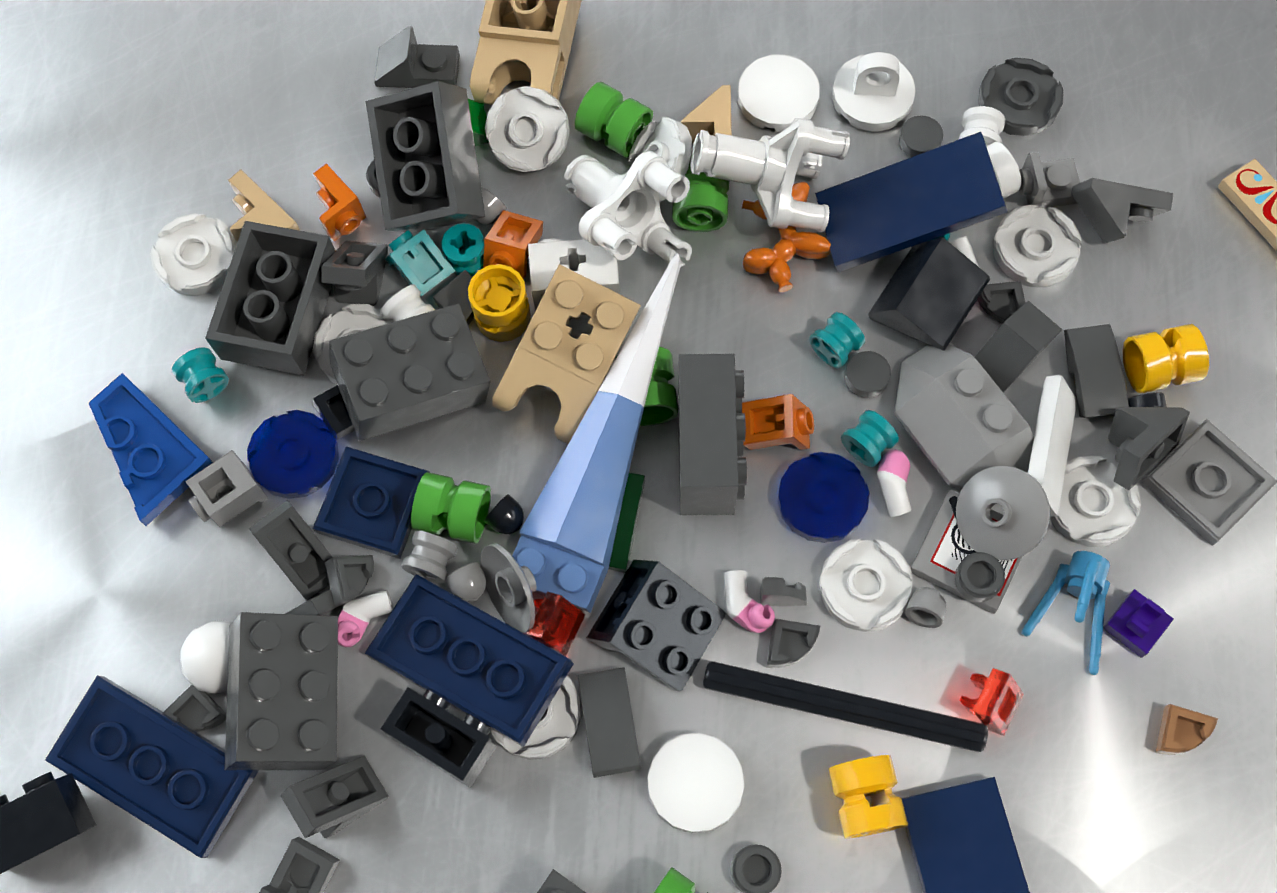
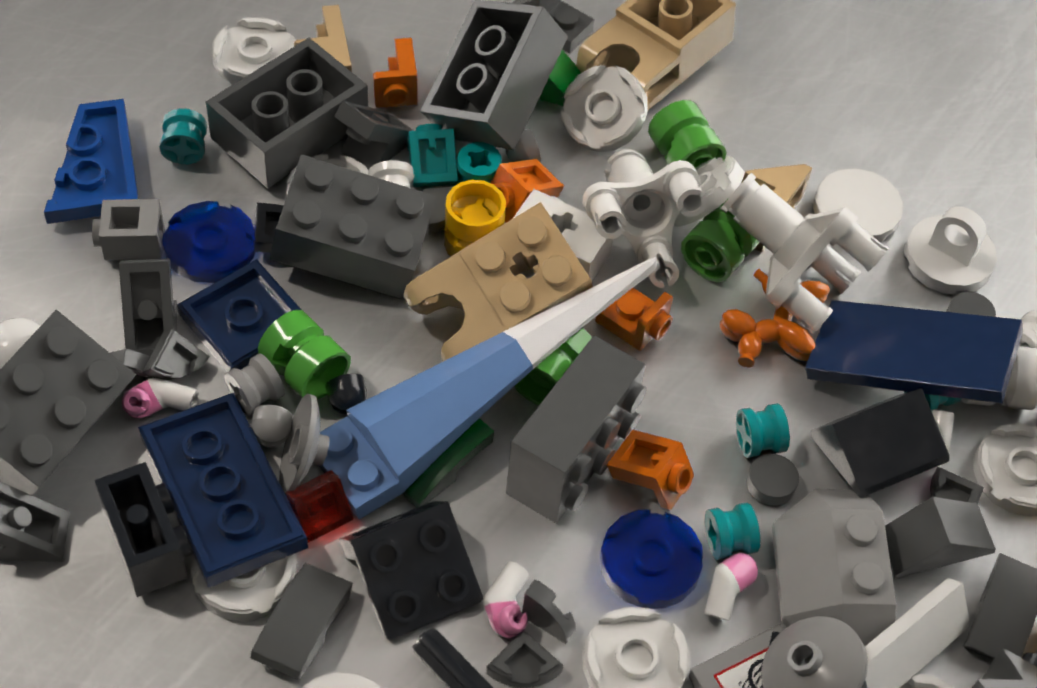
camera: 25 degrees right, 15 degrees down
(687, 301) = (638, 318): none -> orange bracket

